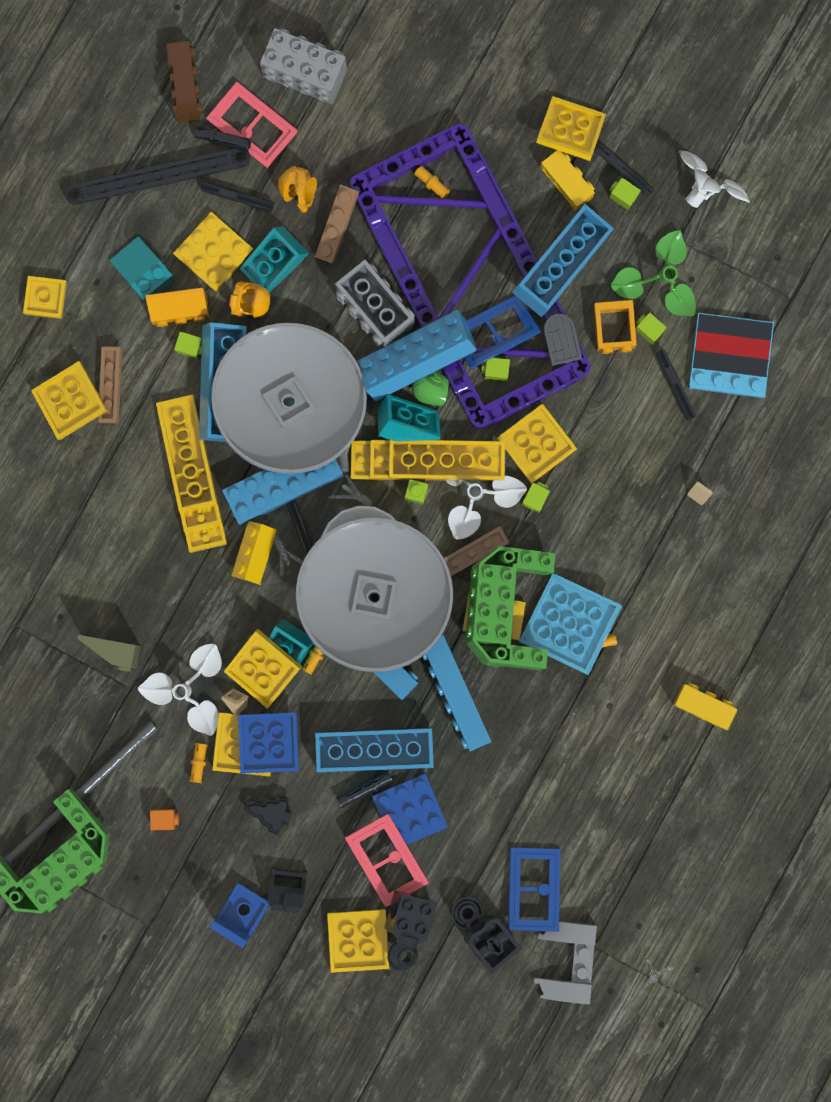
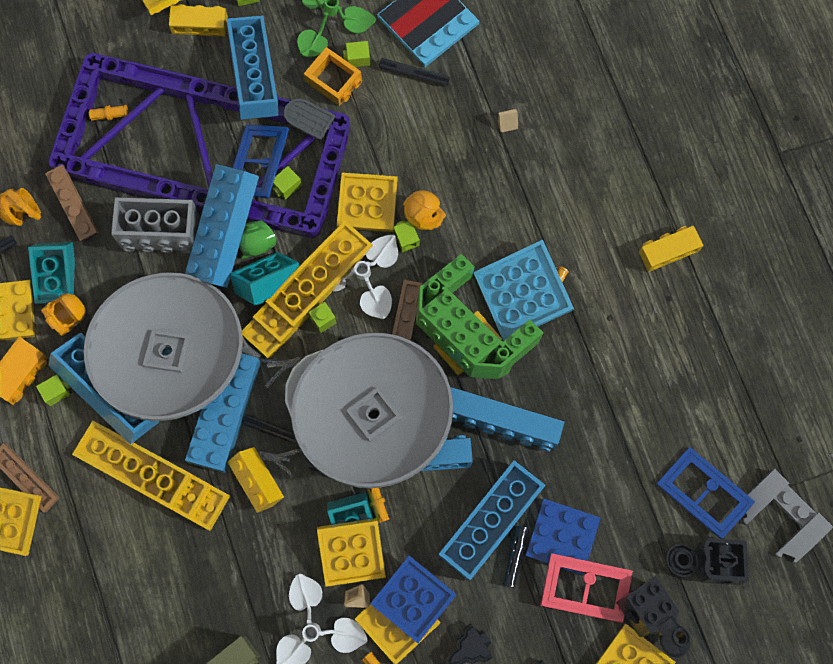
camera: 50 degrees left, 10 degrees down
(563, 491) = (420, 208): none -> light orange helmet

